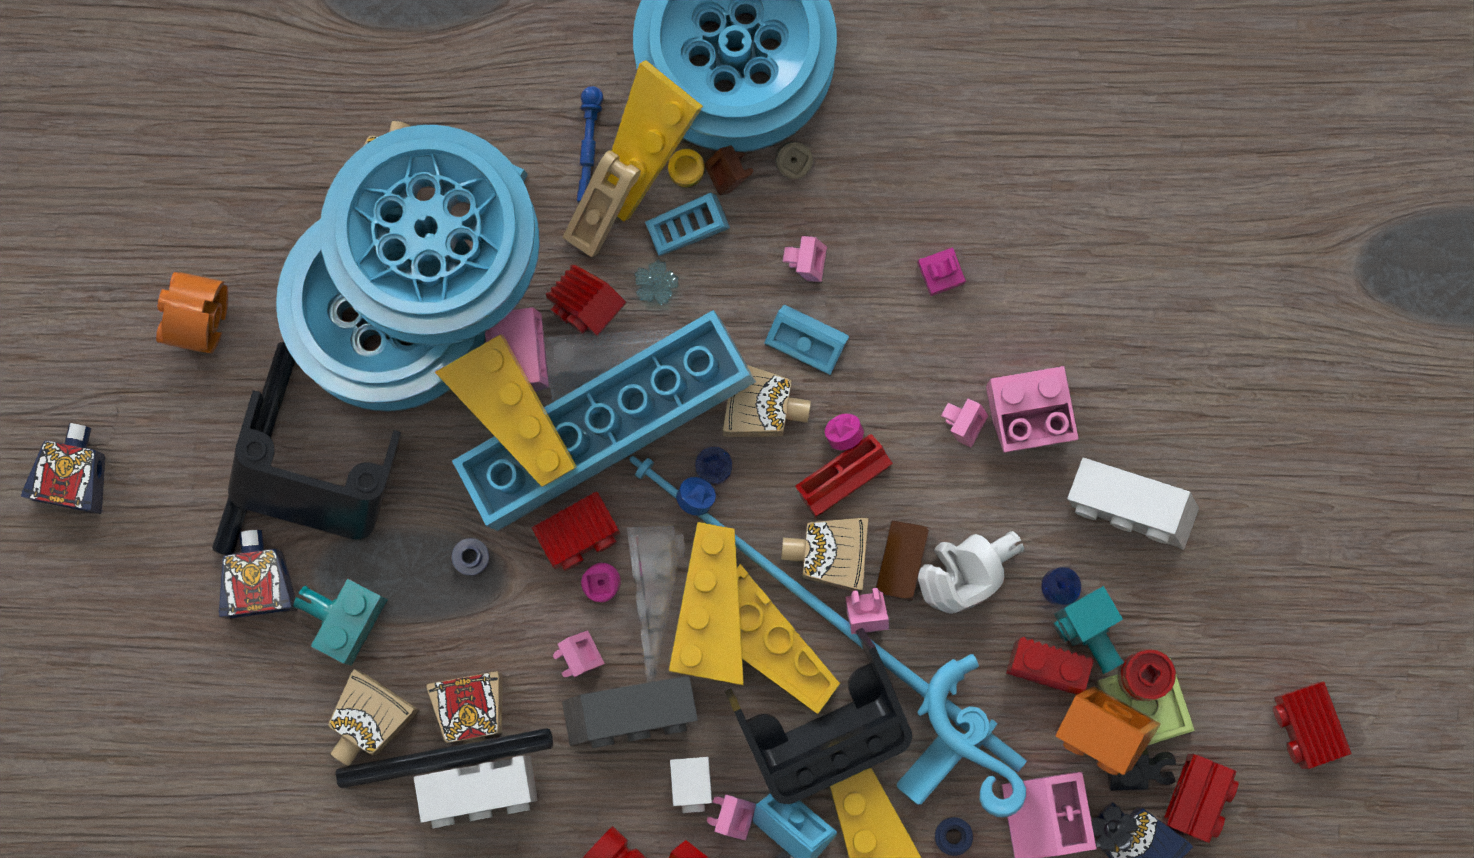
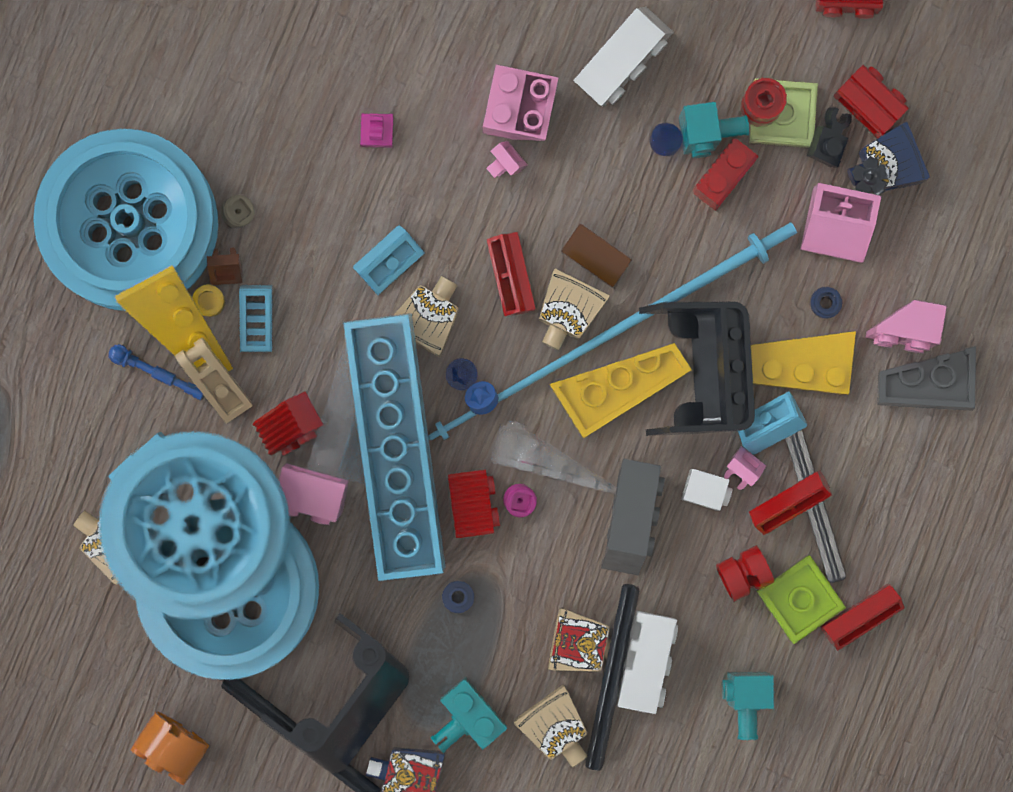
camera: 80 degrees left, 5 degrees up
(506, 403) = (351, 518): yellow wing -> none
(579, 654) = (571, 539): bright pink tile -> none
(655, 283) = (293, 362): clear light blue plant -> none
(709, 617) = (582, 424): yellow wing -> none
(807, 259) = (324, 232): bright pink tile -> none
(844, 431) = (476, 259): dark pink tile -> none
(867, 611) = (627, 299): bright pink tile -> none
(928, 771) = (767, 297): medium azure slope -> none
(964, 744) = (752, 248): medium azure plant -> none
(971, 574) = (628, 204): white piece -> none
(1106, 730) = (794, 150): orange slope -> none

